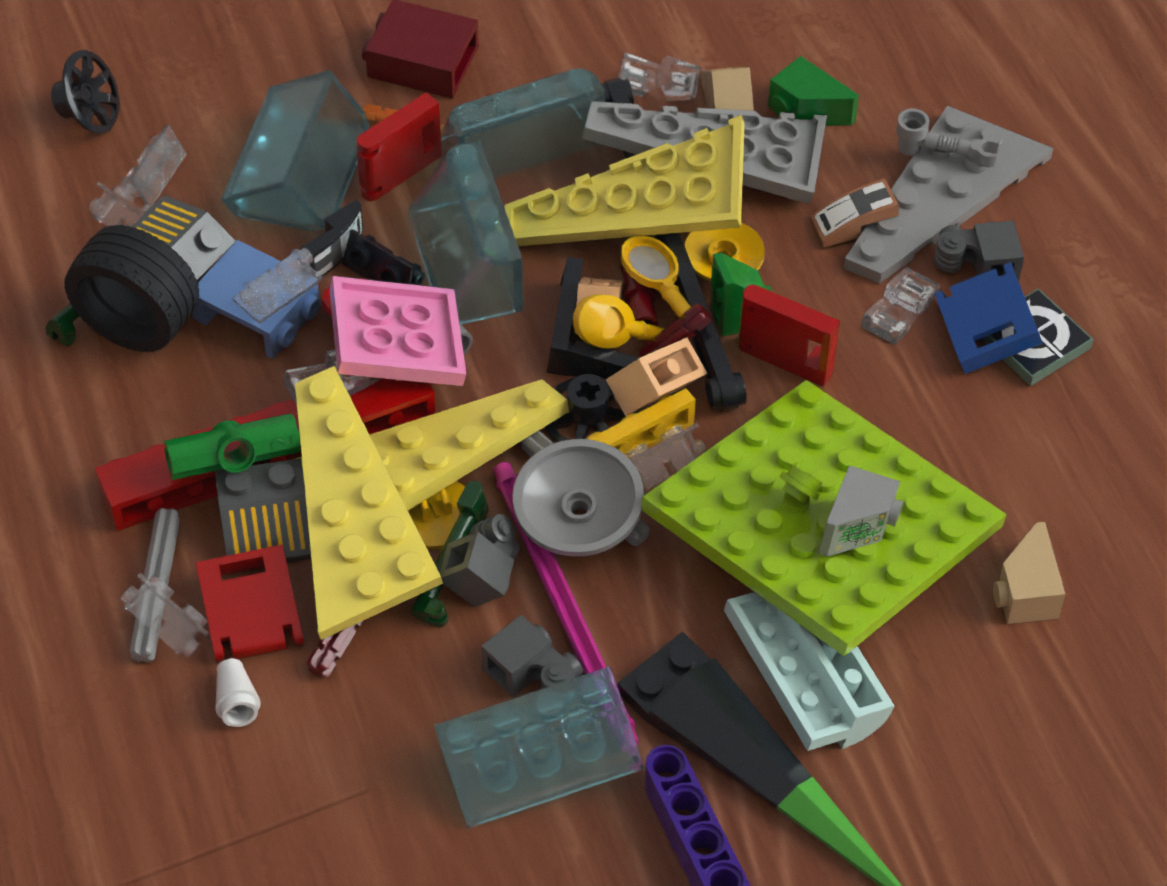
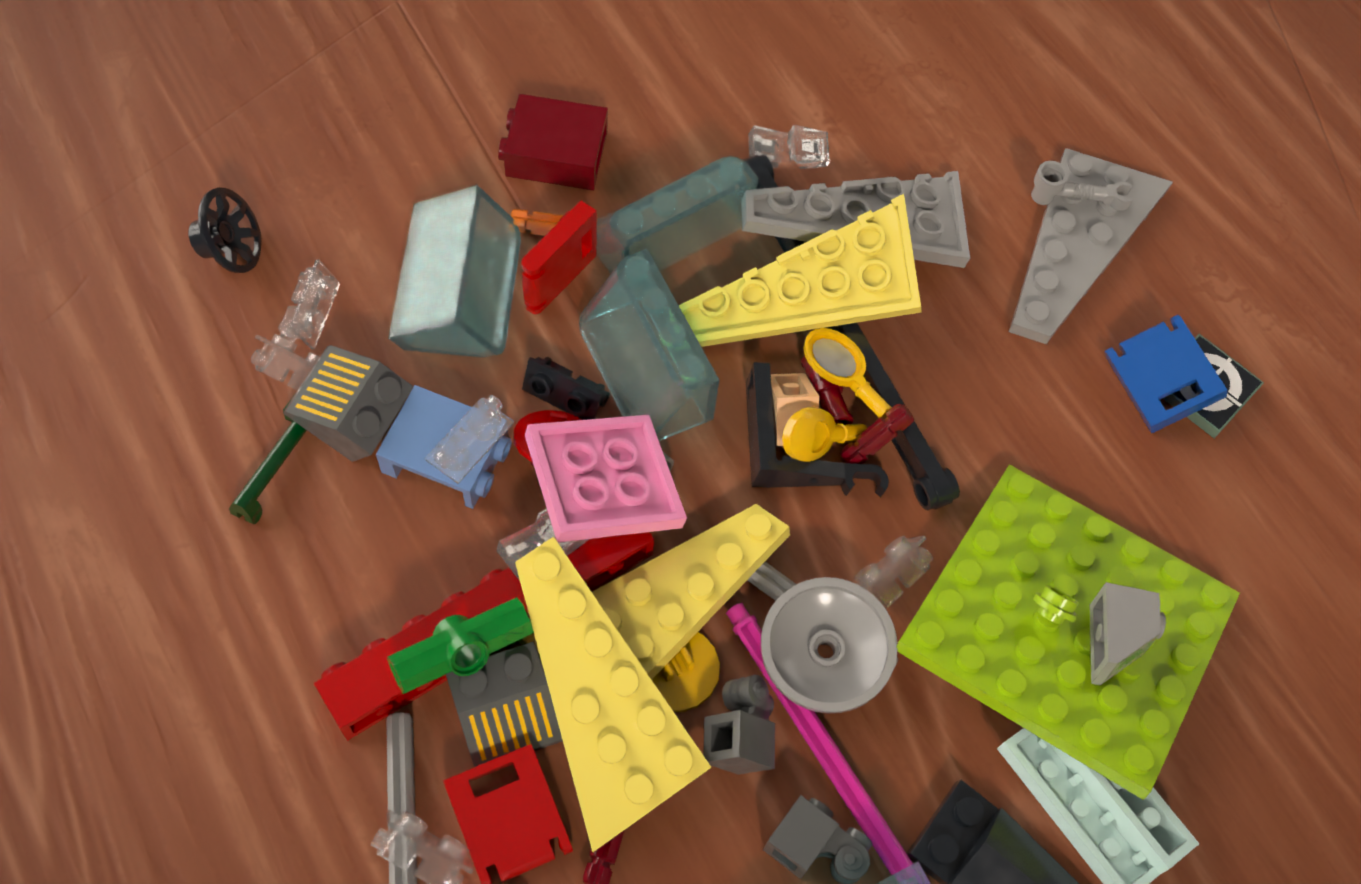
camera: 15 degrees left, 10 degrees up
(131, 288) = (316, 462): black tyre -> none
(330, 247) = (514, 363): black slope -> none
(472, 509) = (717, 675): dark green hinge -> none
(588, 406) = (808, 522): black wheel -> none
(650, 423) = (863, 547): yellow plate -> none
(656, 376) = (871, 489): light nougat slope -> none
(727, 288) = (927, 383): green slope -> none
(728, 88) = (861, 154): tan slope -> none
(739, 243) = (918, 336): yellow dish -> none
(781, 331) = (989, 422): red container -> none
(810, 92) = (940, 149): green slope -> none
(844, 216) = (1008, 273): slope -> none
(901, 306) = (1075, 368): clear slope -> none
(984, 246) = (1145, 297): dark grey brick -> none
(1030, 580) = (1280, 661): tan slope -> none

